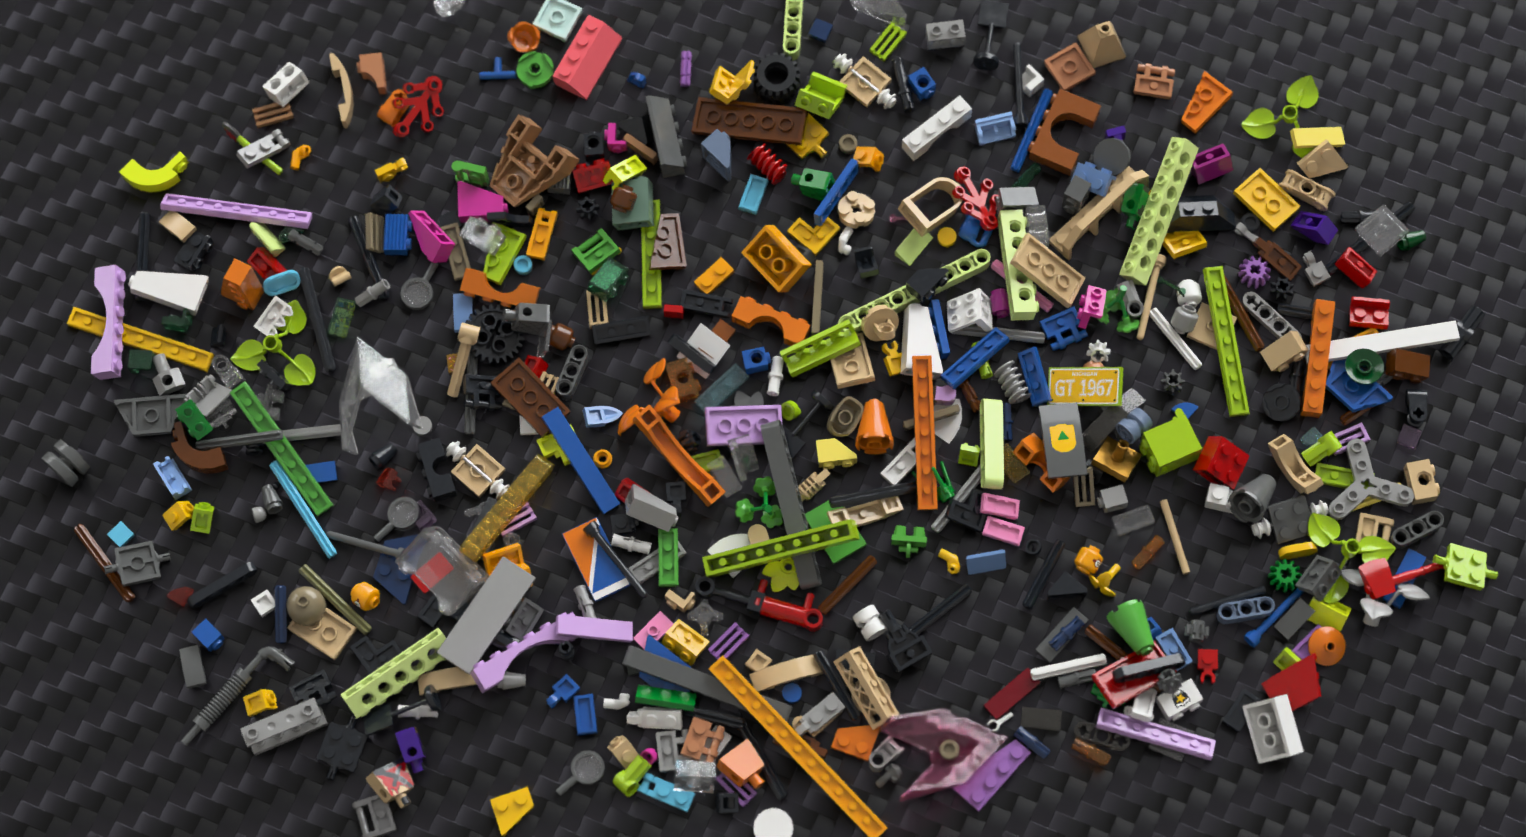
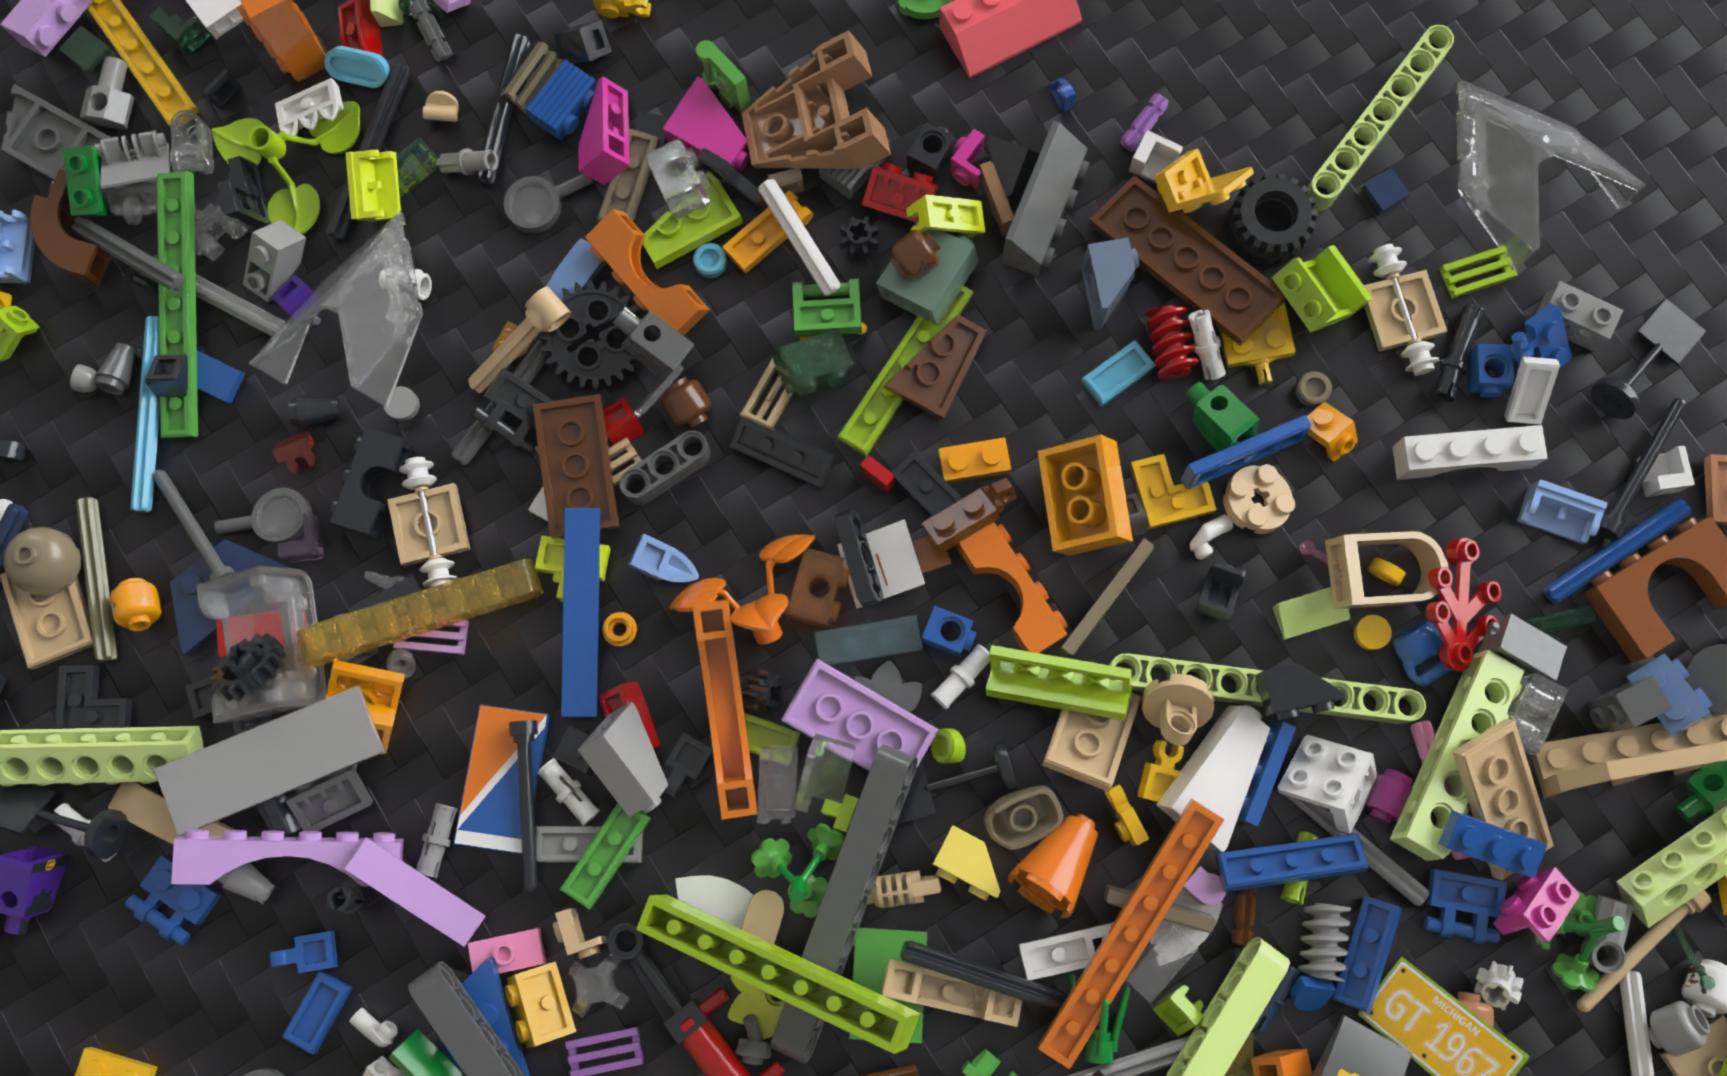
camera: 35 degrees right, 5 degrees up
(303, 483) = (168, 375): none -> black slope
(310, 399) = (272, 258): none -> light grey slope
(331, 409) = (292, 294): none -> dark purple tile
(336, 332) = (373, 185): none -> neon yellow hinge
(447, 580) = (247, 667): none -> black gear
(482, 707) = (189, 901): none -> blue plate
(561, 225) = (799, 237): none -> white axle
(702, 82) = (1153, 156): none -> white panel
(729, 301) = (969, 514): none -> reddish brown hinge
(762, 469) = (841, 812): none -> lime tile
(785, 154) = (1207, 344): none -> white pin
(793, 595) = (753, 1048): none -> dark grey plate
(894, 390) = (1128, 823): none -> yellow plate
(934, 205) = (1386, 571): none -> yellow tile
(939, 55) = (1543, 337): none -> blue plate
(946, 82) = (1531, 390): none -> white tile
(947, 440) = (1160, 962): none -> clear panel
(1021, 409) = (1311, 993): none -> blue tile
(1054, 291) = (1492, 844): none -> blue plate

